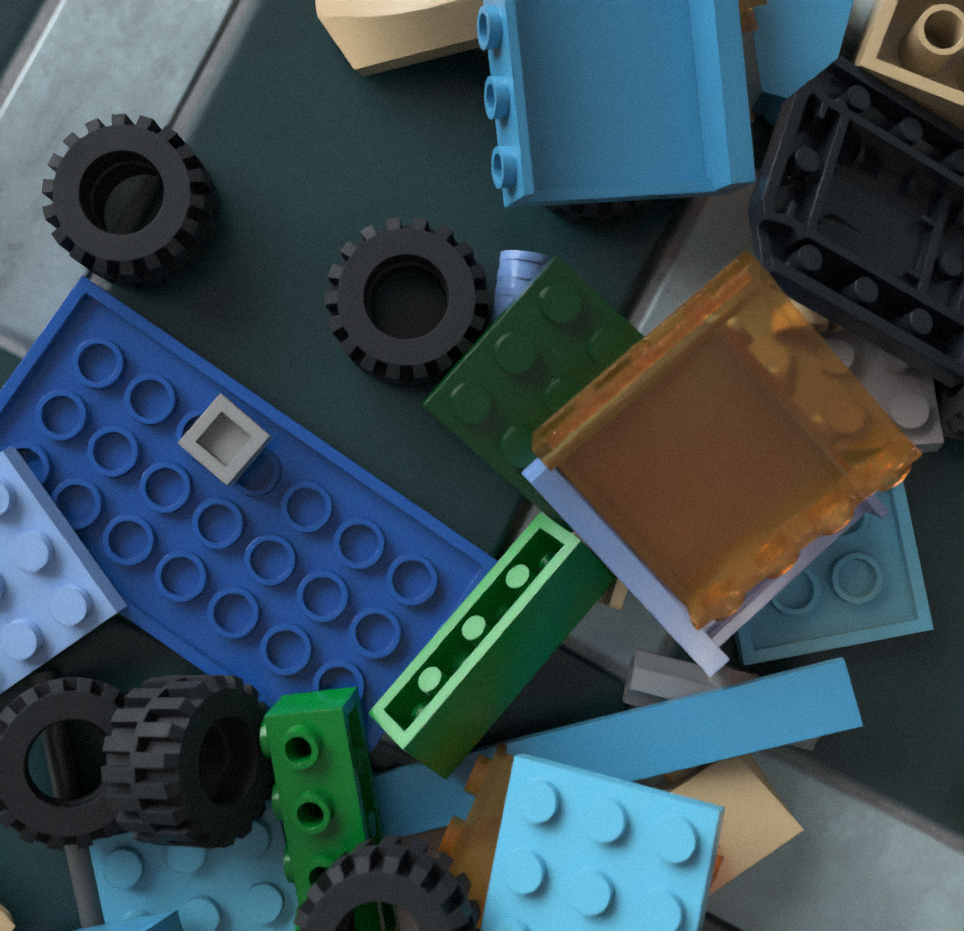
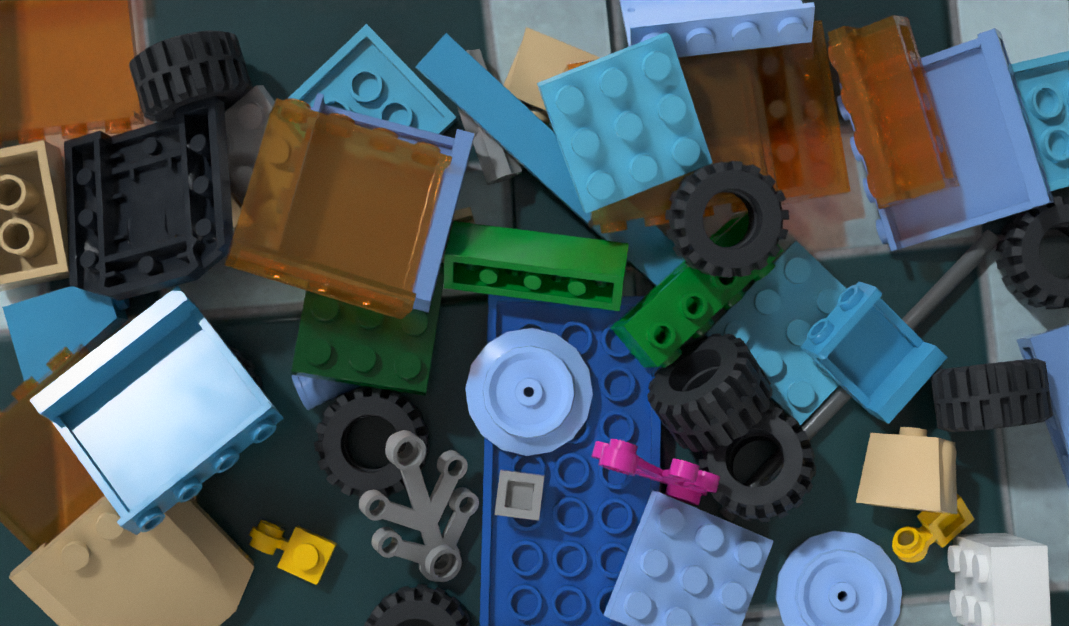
camera: 125 degrees left, 0 degrees up
(105, 648) = (683, 478): none -> dark pink plant
(220, 298) = (425, 510): none -> light grey plant
(333, 141) = (304, 554): none -> yellow plate
(389, 540) = (559, 386): none -> light blue piece

